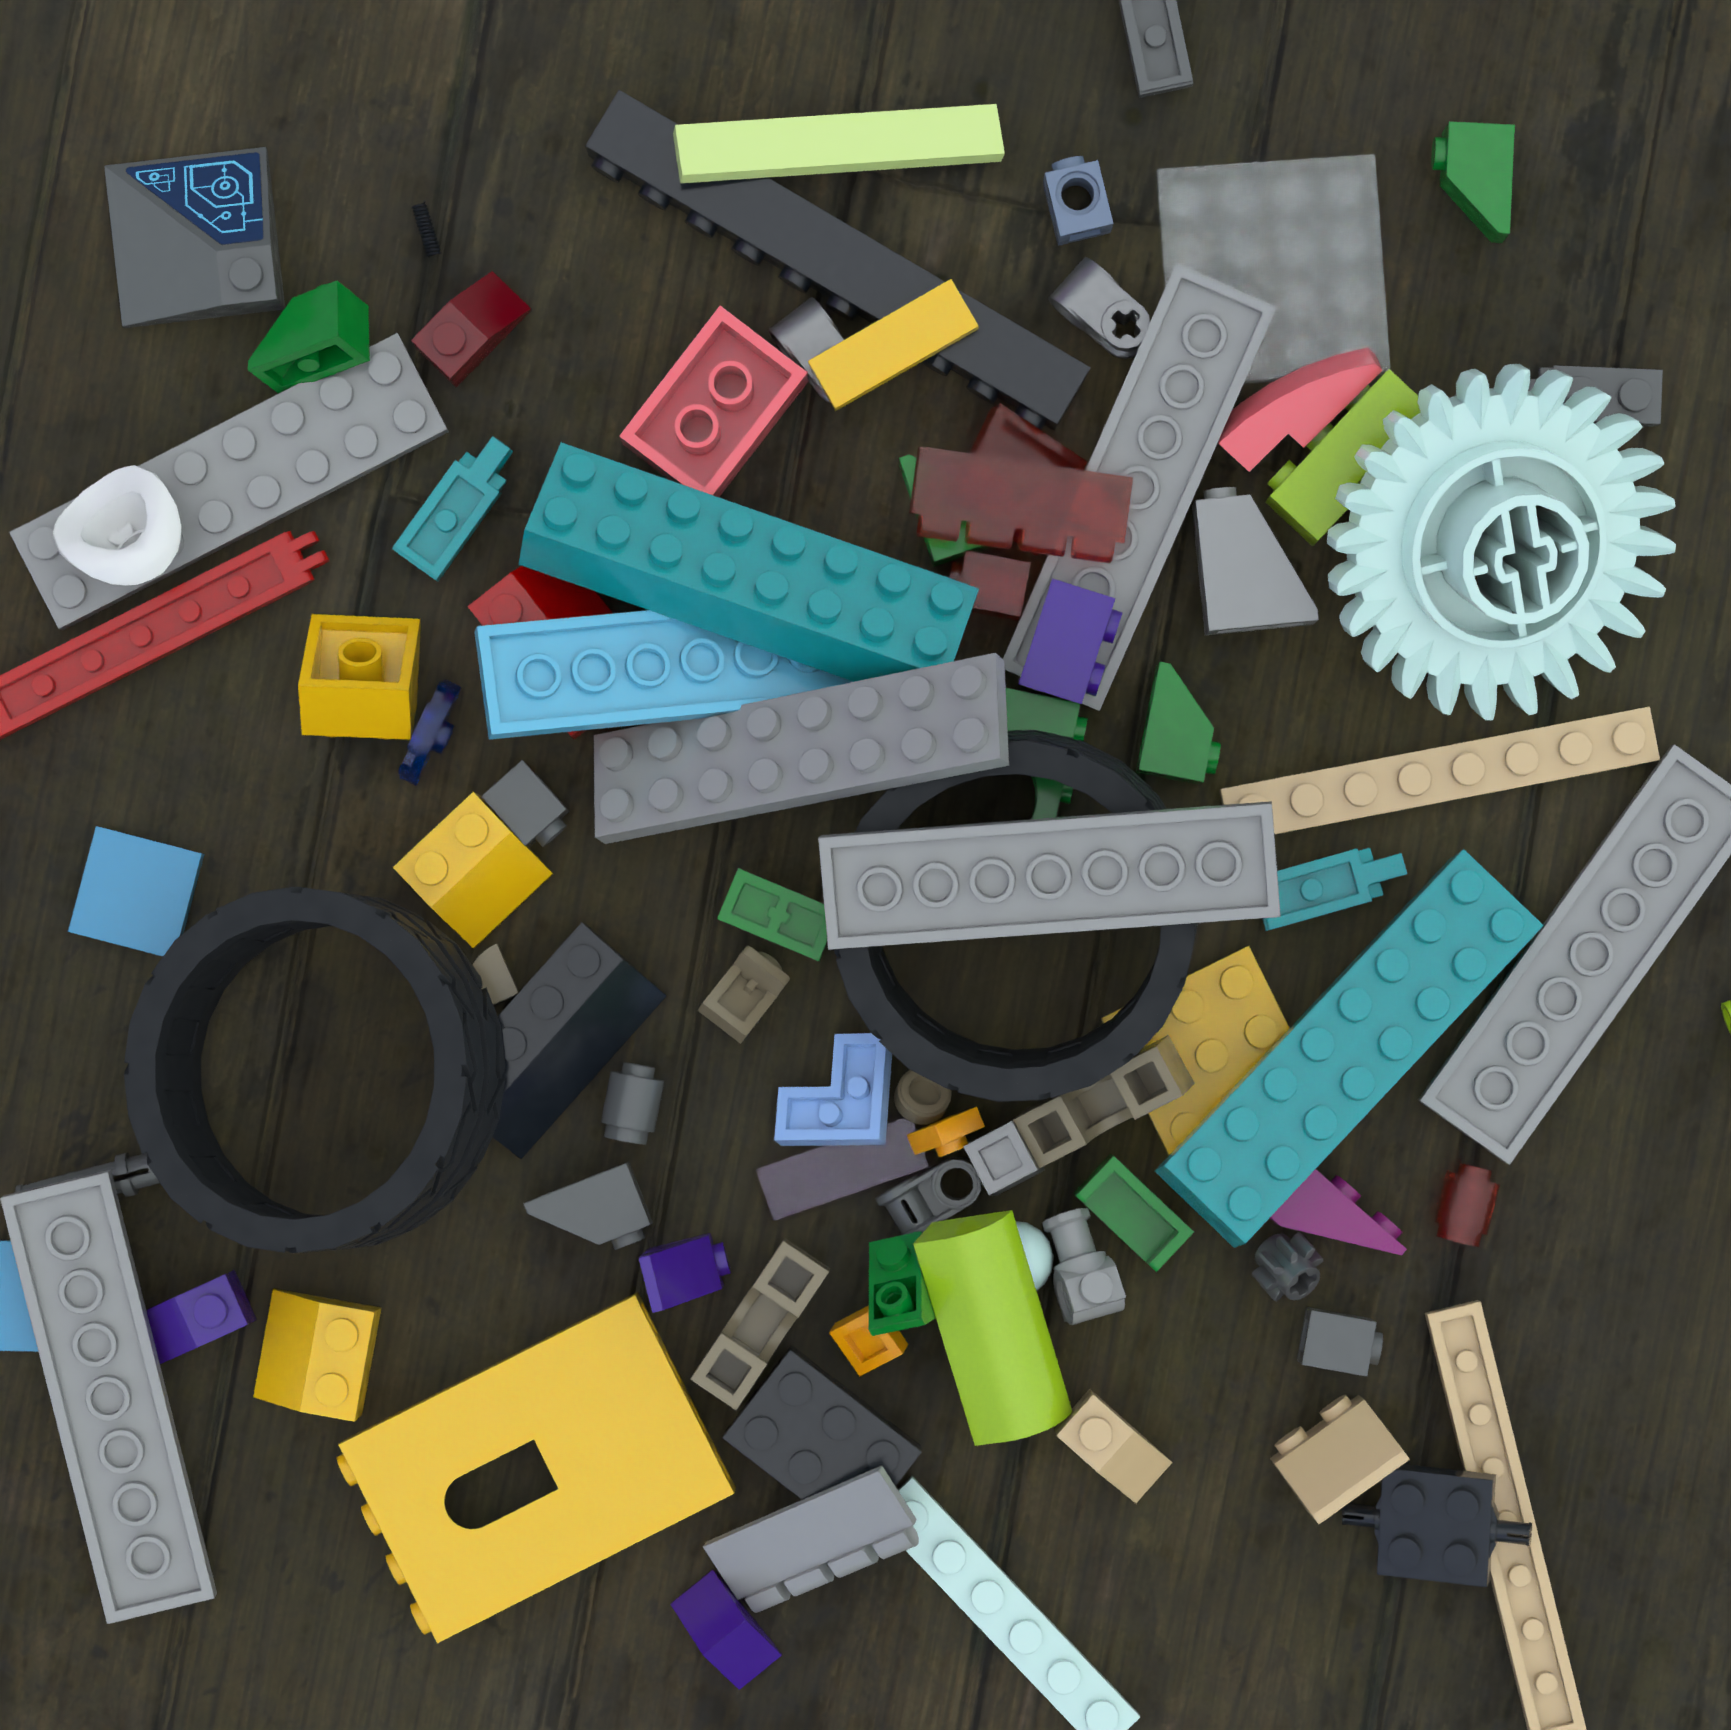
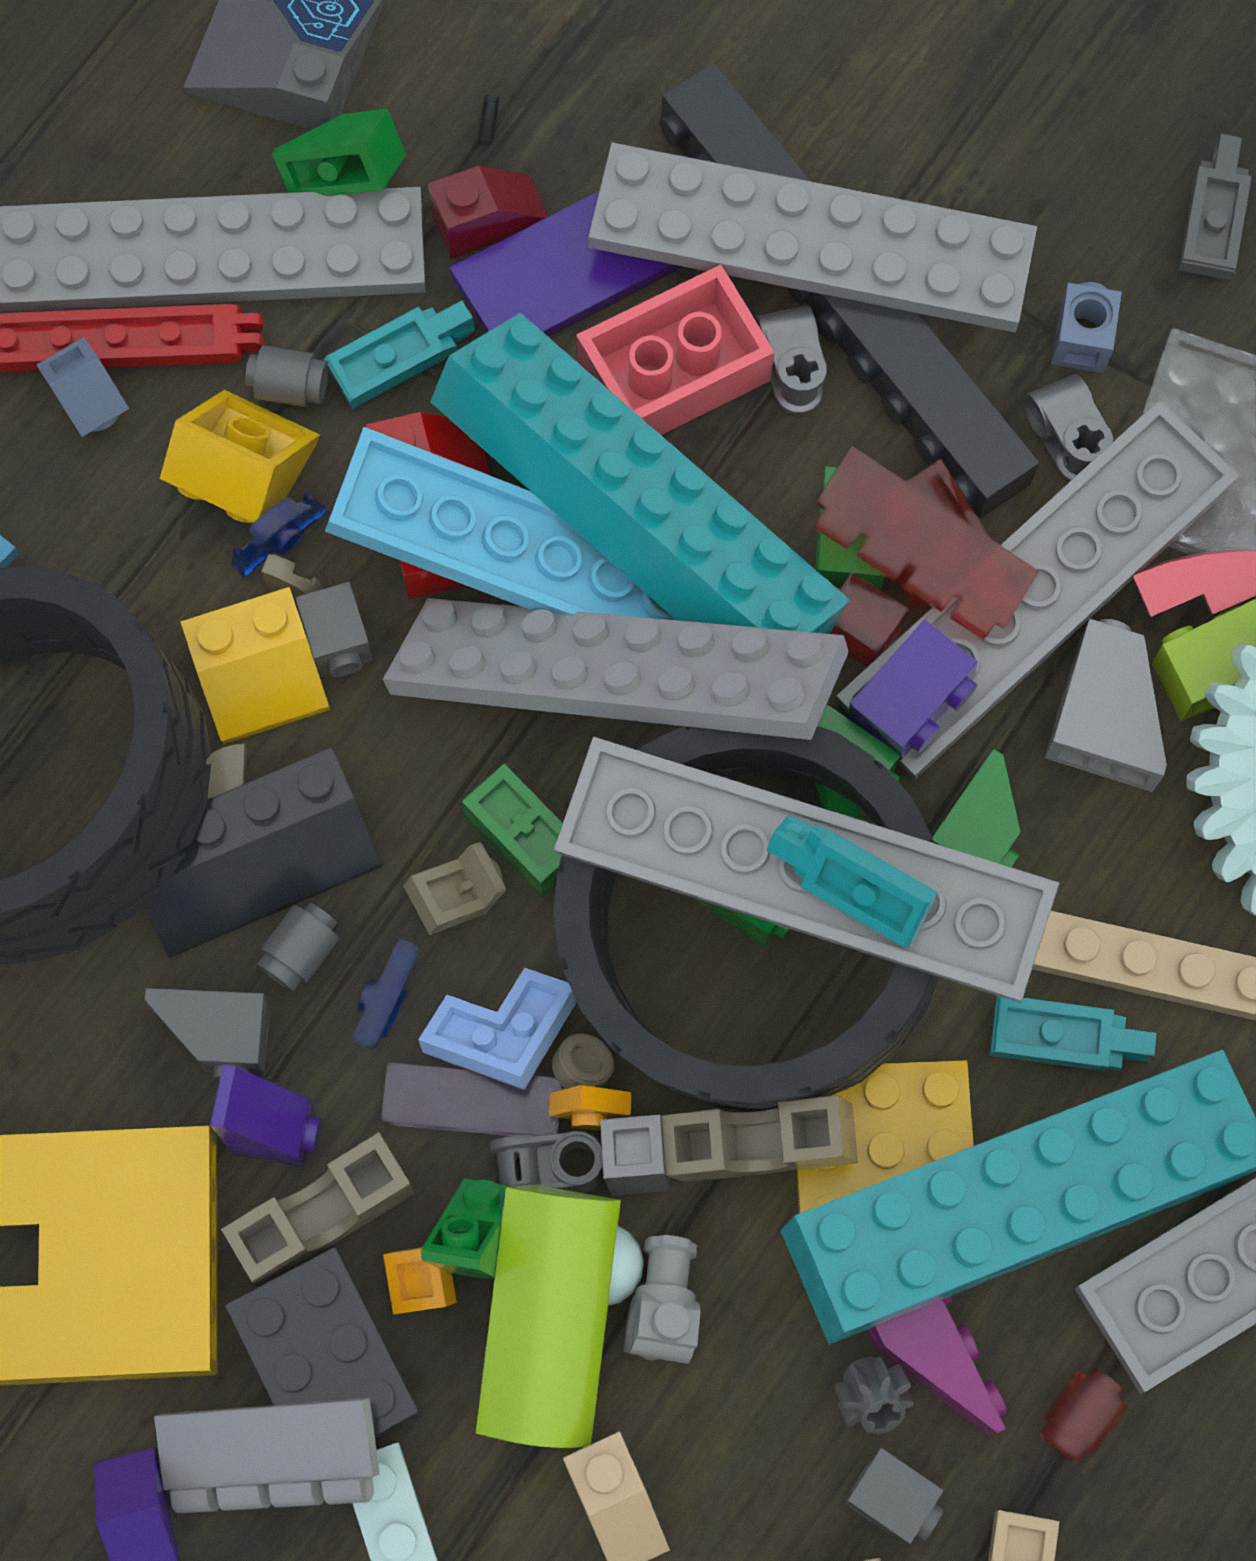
camera: 20 degrees right, 15 degrees down
(121, 528) = (89, 230): white hat -> none
(188, 679) = (83, 387): none -> sand blue brick
(366, 580) = (287, 376): none -> dark grey brick
(465, 775) = (279, 575): none -> dark tan tile
(571, 347) = (551, 273): none -> dark purple tile
(727, 1115) = (385, 997): none -> clear blue plate
(791, 235) = (813, 237): none -> light grey plate
(838, 143) = (844, 164): yellowish green tile -> none
(893, 344) = (864, 364): yellow tile -> none
(1096, 877) = (854, 880): none -> teal hinge
(1133, 1212) = (740, 1269): green panel -> none

